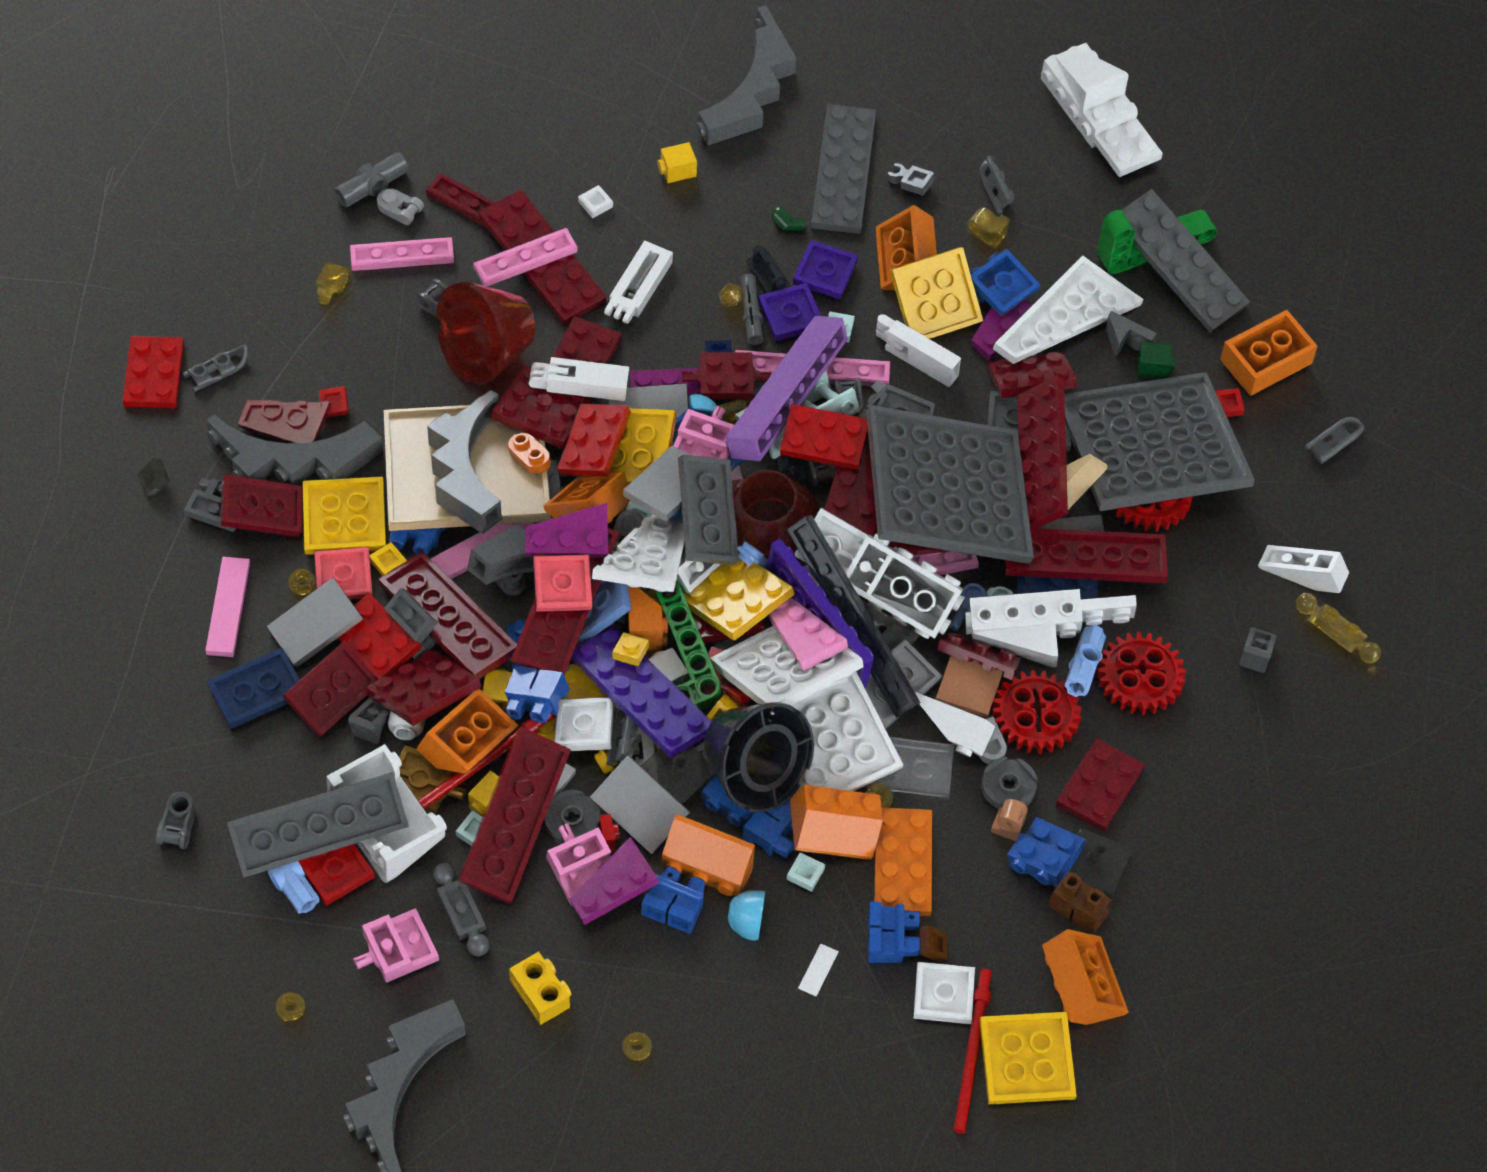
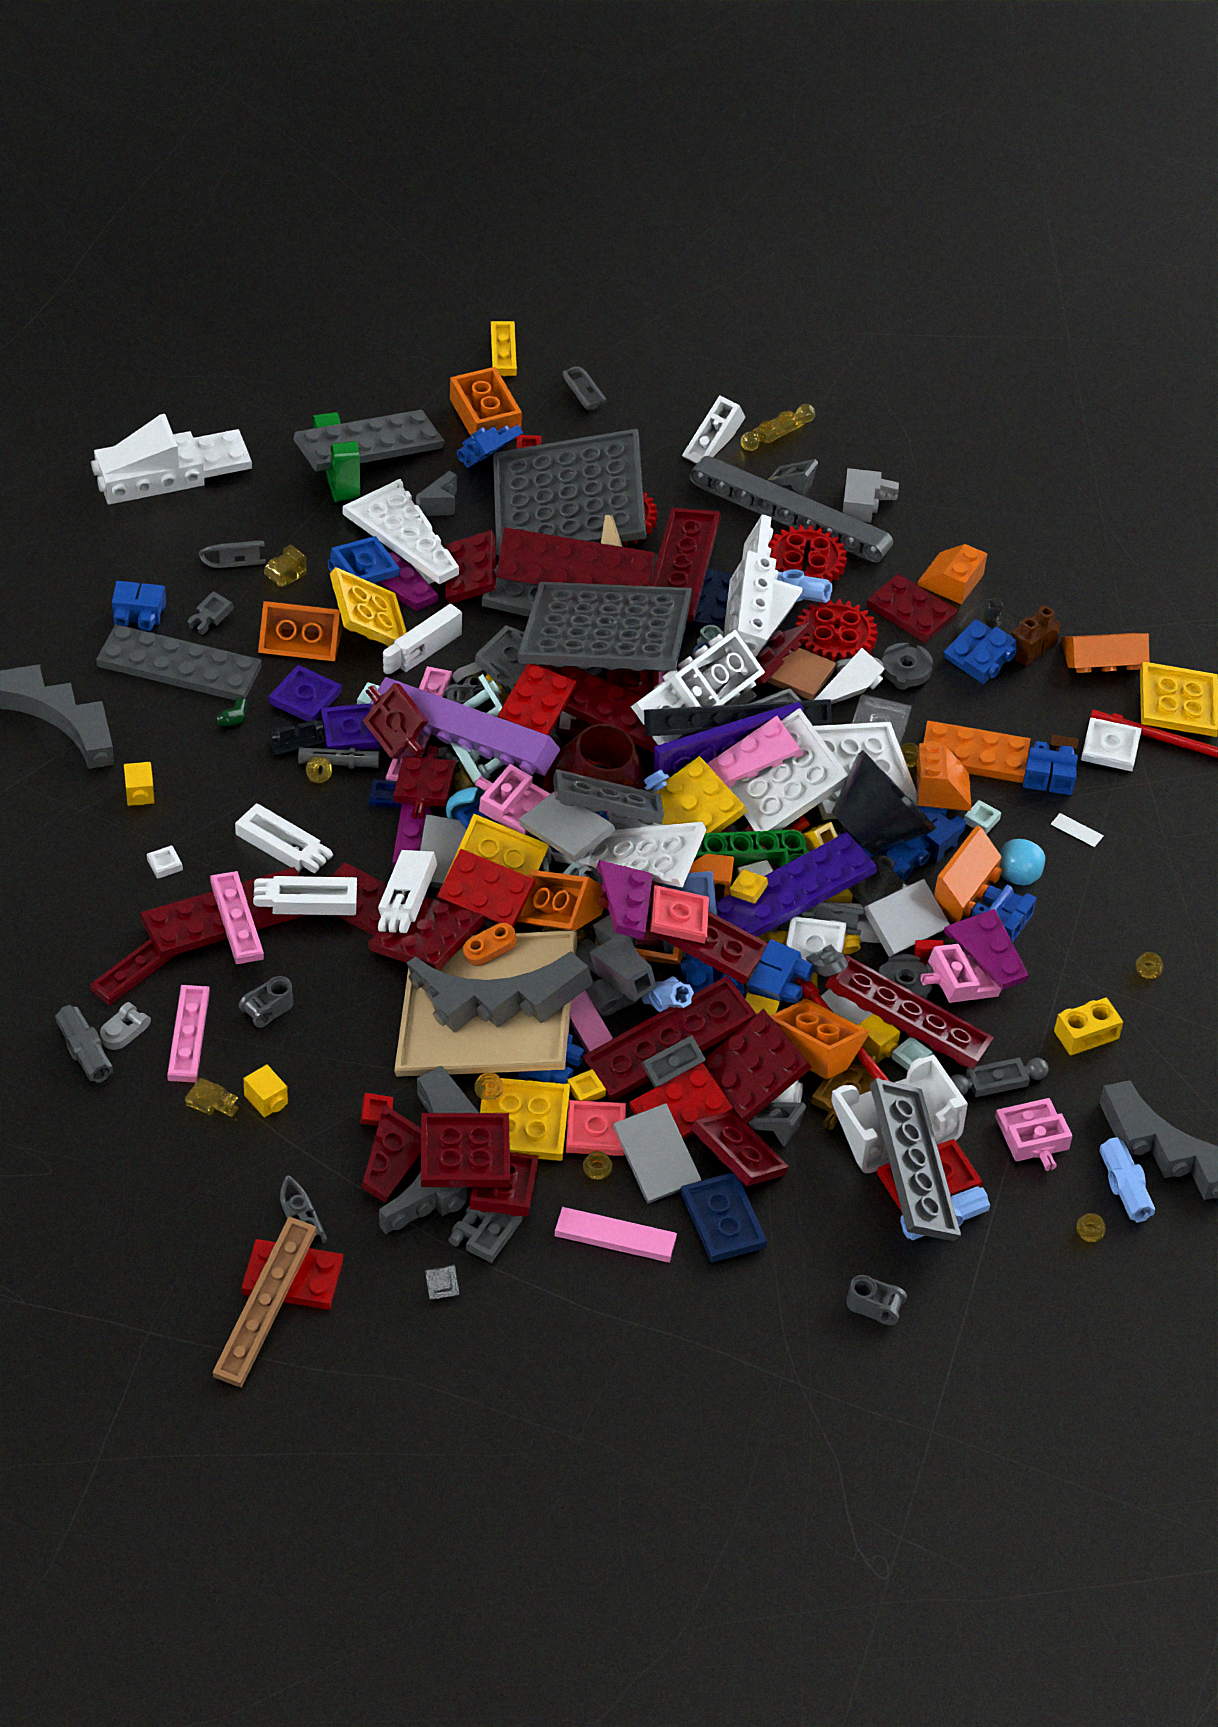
camera: 80 degrees left, 10 degrees down
(110, 349) = (264, 1302): none -> medium nougat plate
(277, 462) = (465, 1150): none -> dark red plate
(340, 317) = (265, 1091): none -> yellow brick
(349, 1034) = (1127, 1179): none -> light blue piece
(362, 472) = (489, 1080): none -> clear yellow plate
(482, 330) = (352, 971): clear red cone -> none
(489, 599) = (669, 994): none -> light blue piece
(549, 728) = (828, 962): none -> dark grey plate
(563, 318) = (307, 895): none -> white hinge
(783, 337) = (395, 720): none -> dark red plate
(905, 120) = (138, 604): none -> blue hips
(1010, 819) = (946, 668): nougat leg -> none
(1155, 360) = (471, 484): dark green brick -> none
(1160, 820) = (954, 572): none -> orange slope
(1202, 355) = (485, 443): none -> blue plate
(1211, 653) = (789, 507): none -> dark grey beam
(1257, 717) = (864, 491): none -> light grey hinge
(1372, 360) = (503, 347): none -> yellow plate

